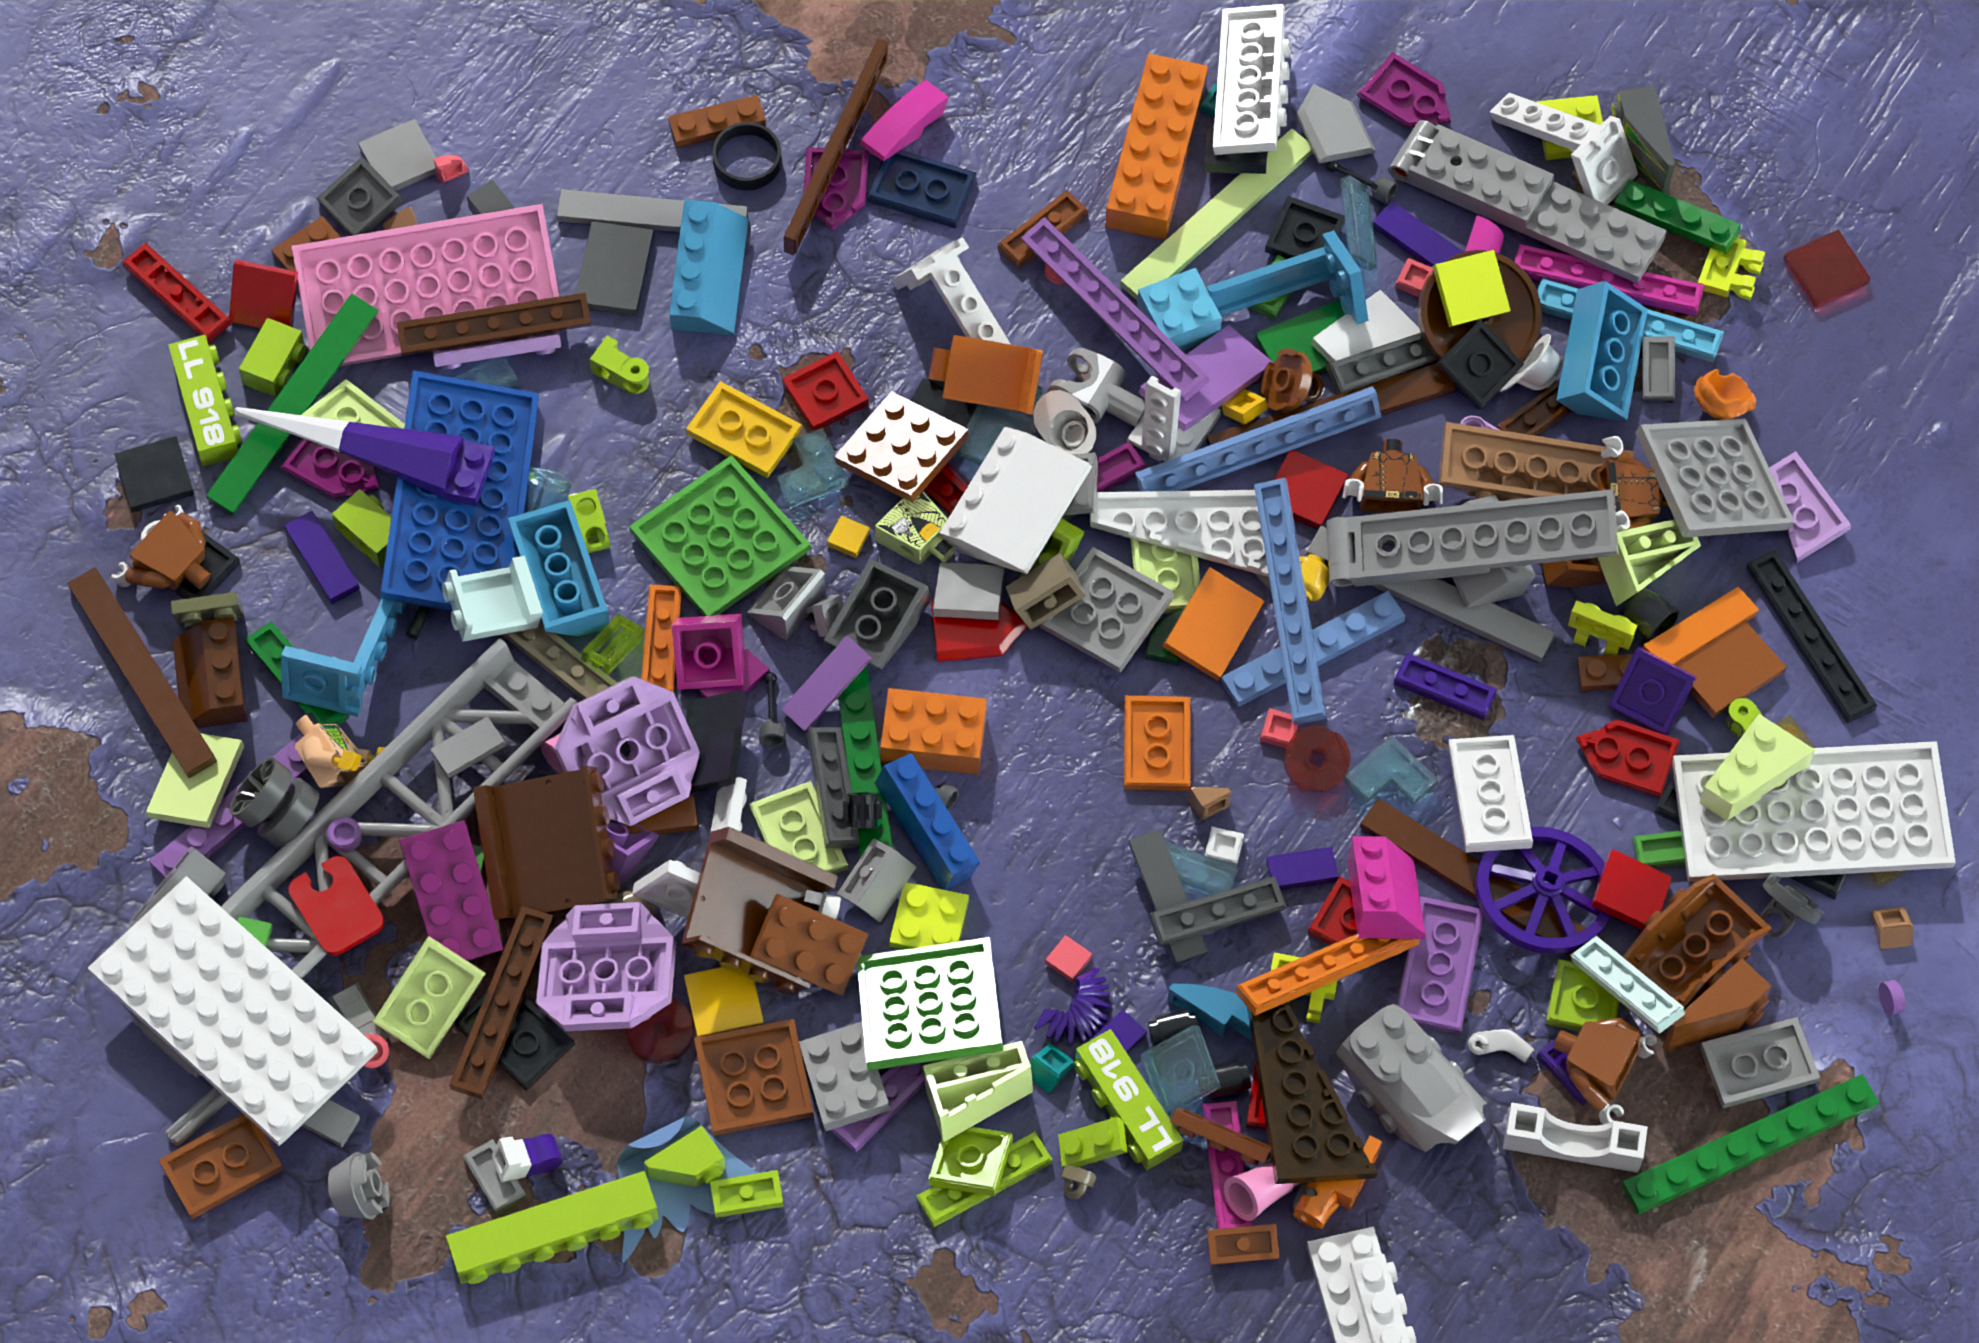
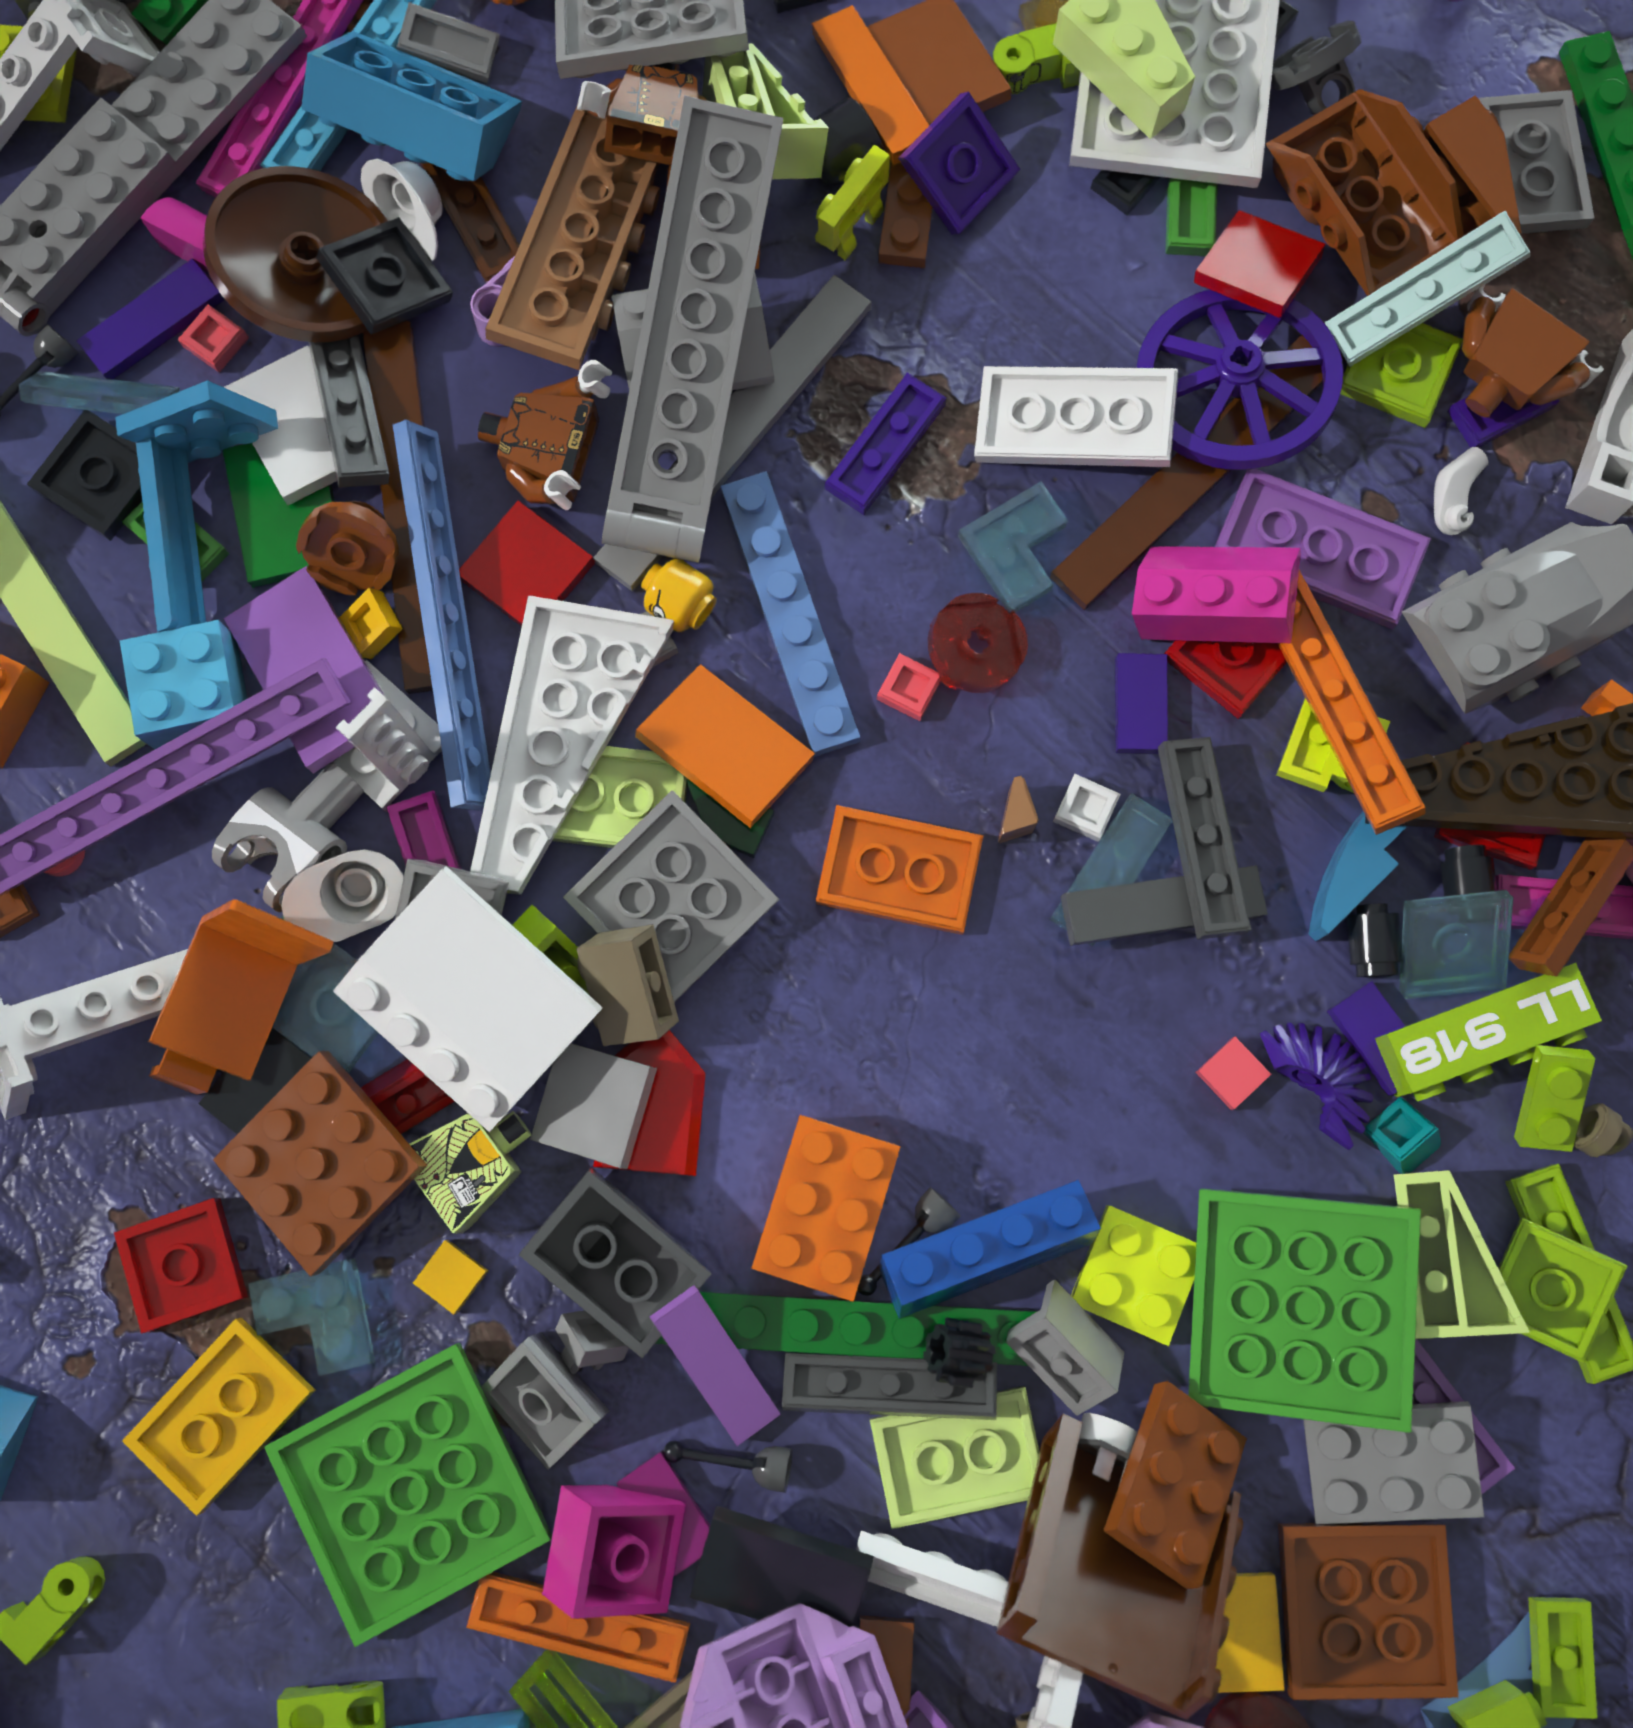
camera: 75 degrees left, 15 degrees up
(1290, 601) = (718, 622): medium blue tile -> none
(1471, 288) = (266, 245): neon yellow tile -> none
(1630, 755) = (1042, 222): red tile -> none

